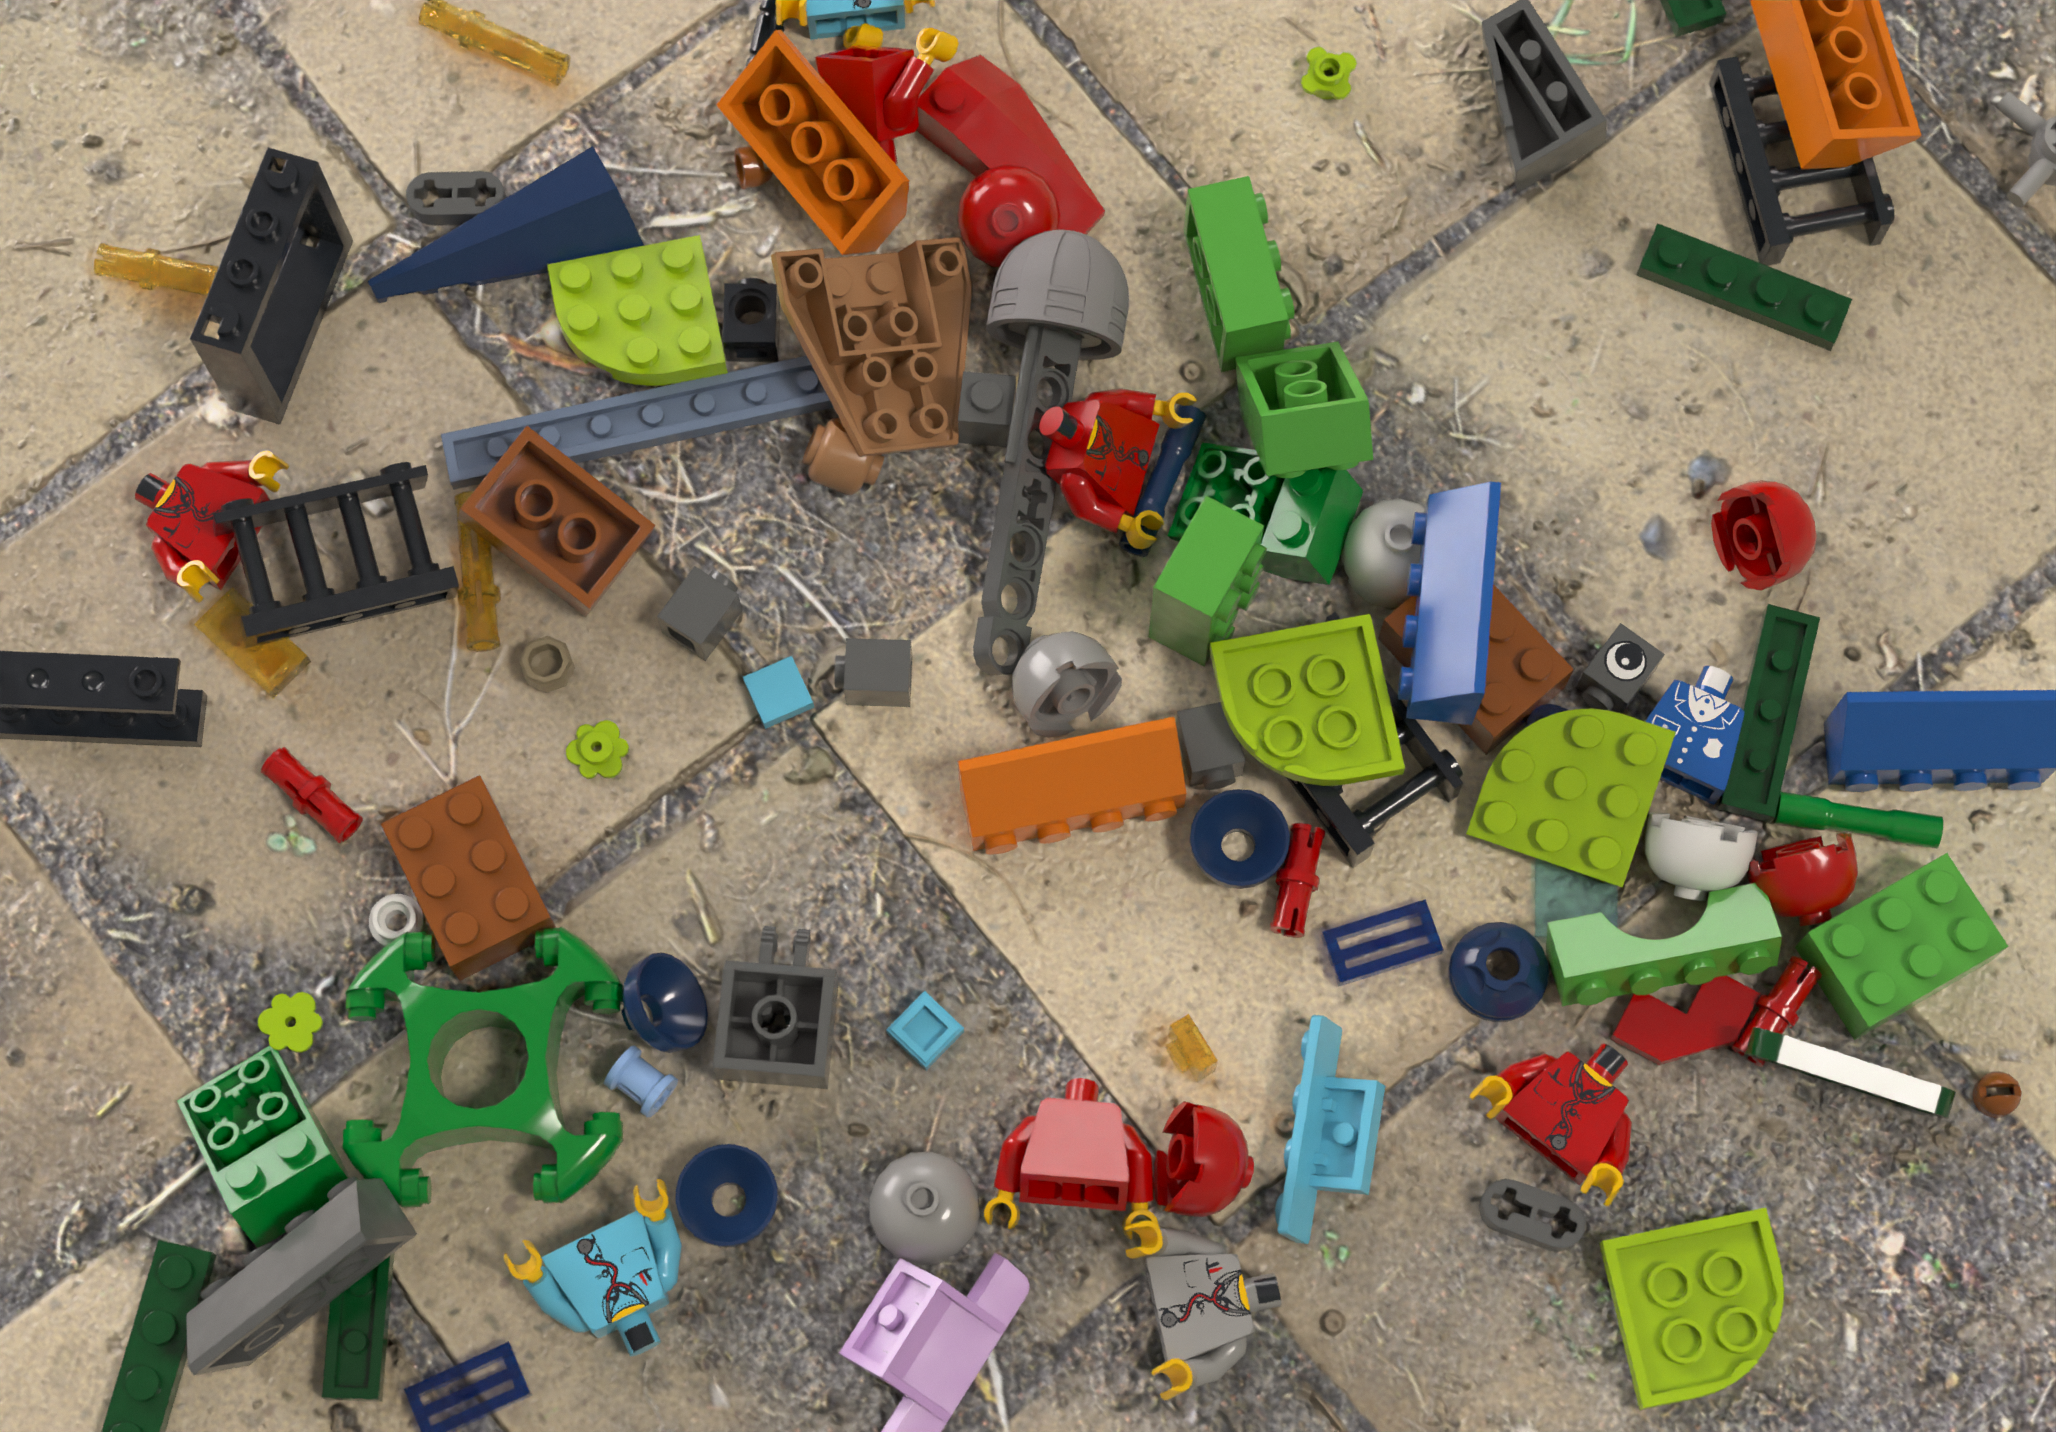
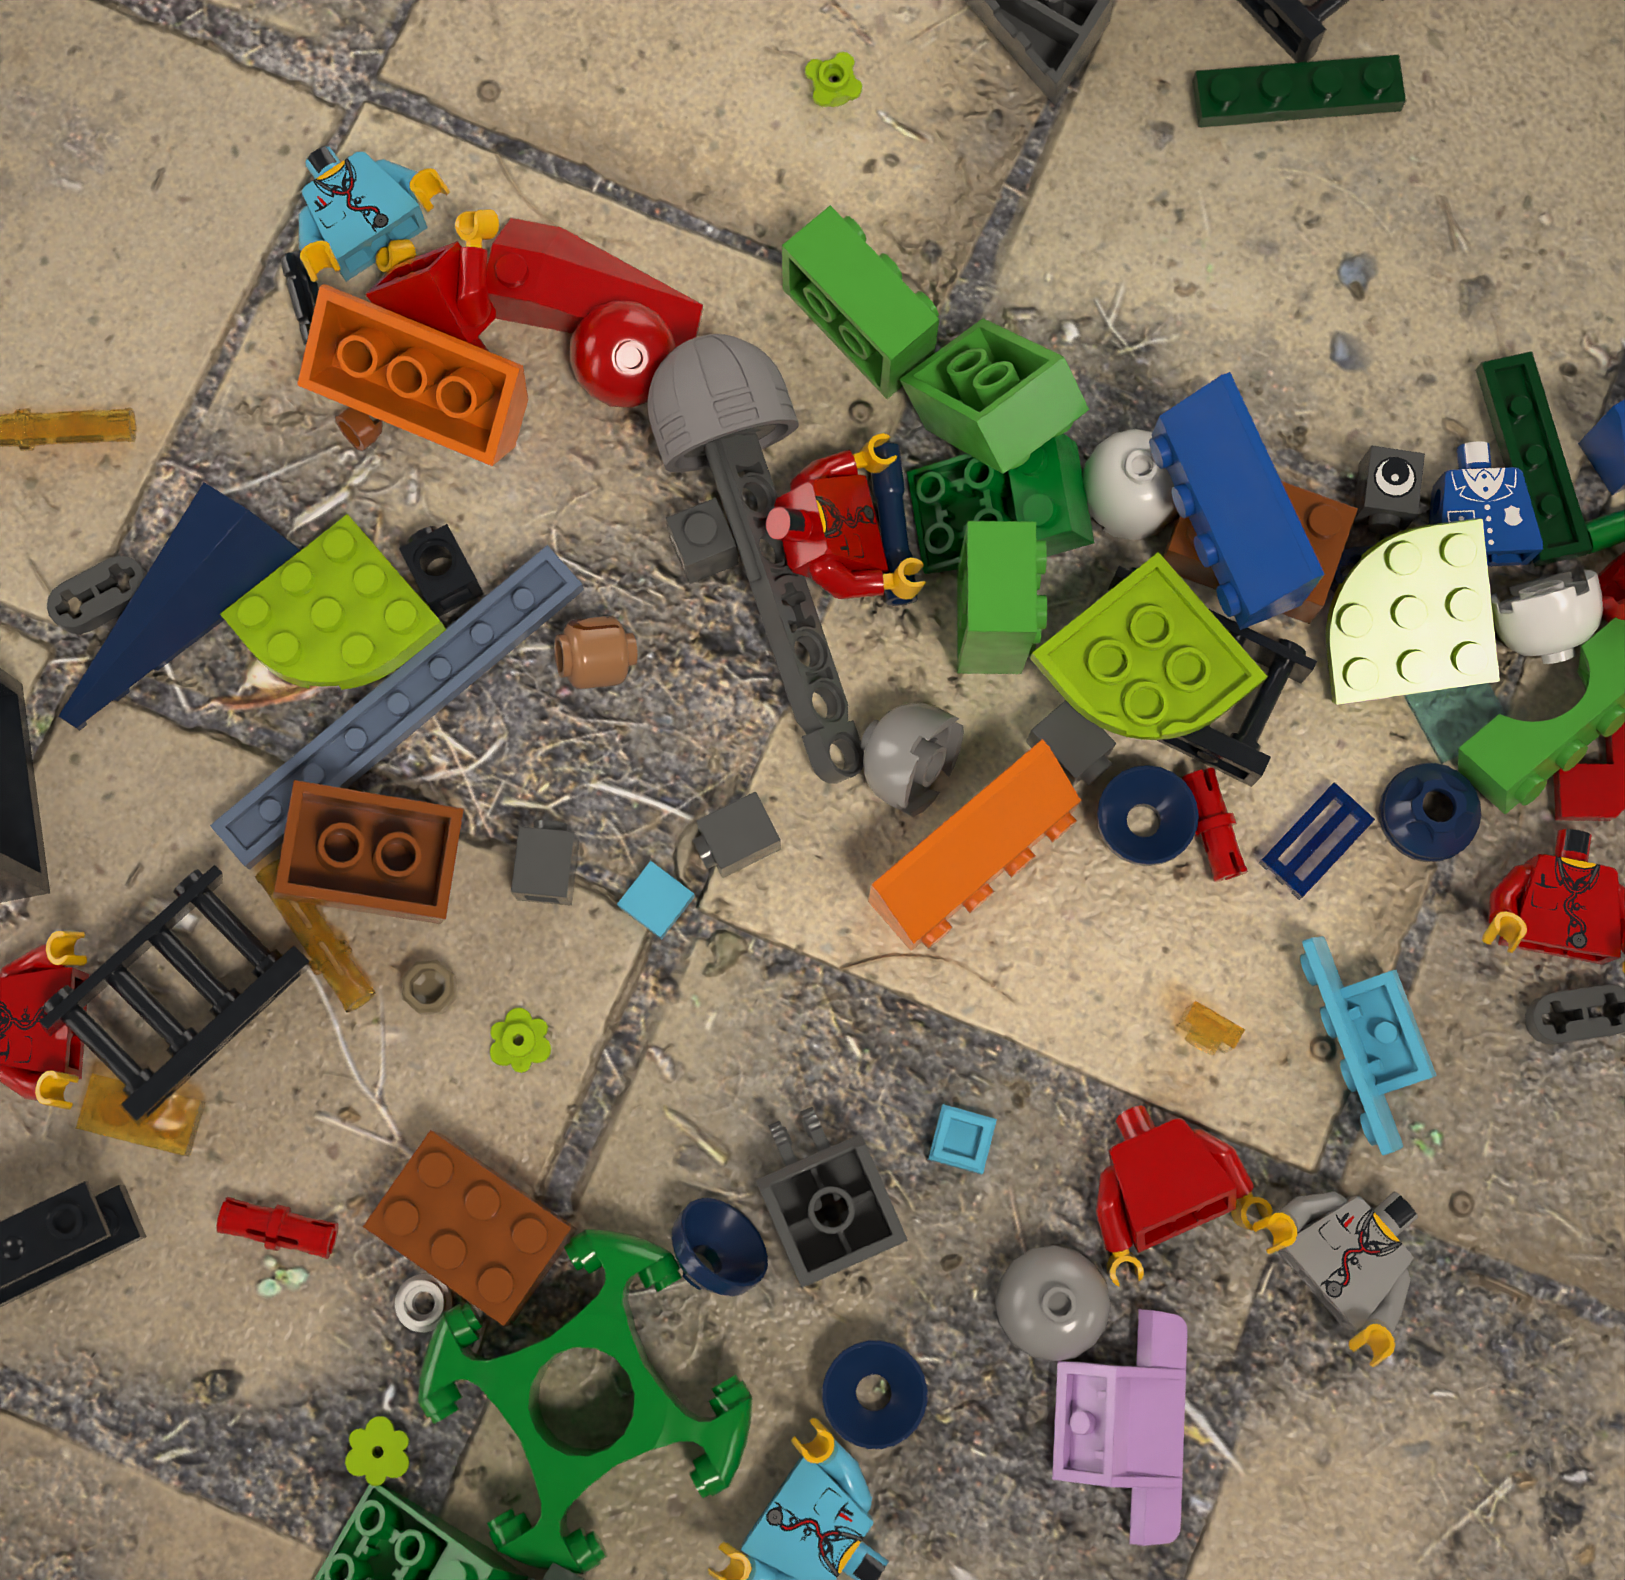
camera: 30 degrees left, 5 degrees up
(640, 1081) = (734, 1330): light blue bush -> none
(884, 338) = (575, 524): medium nougat wedge -> none
(1203, 1163) = (1278, 1128): red cylinder -> none
(1764, 533) = (1445, 301): red cylinder -> none

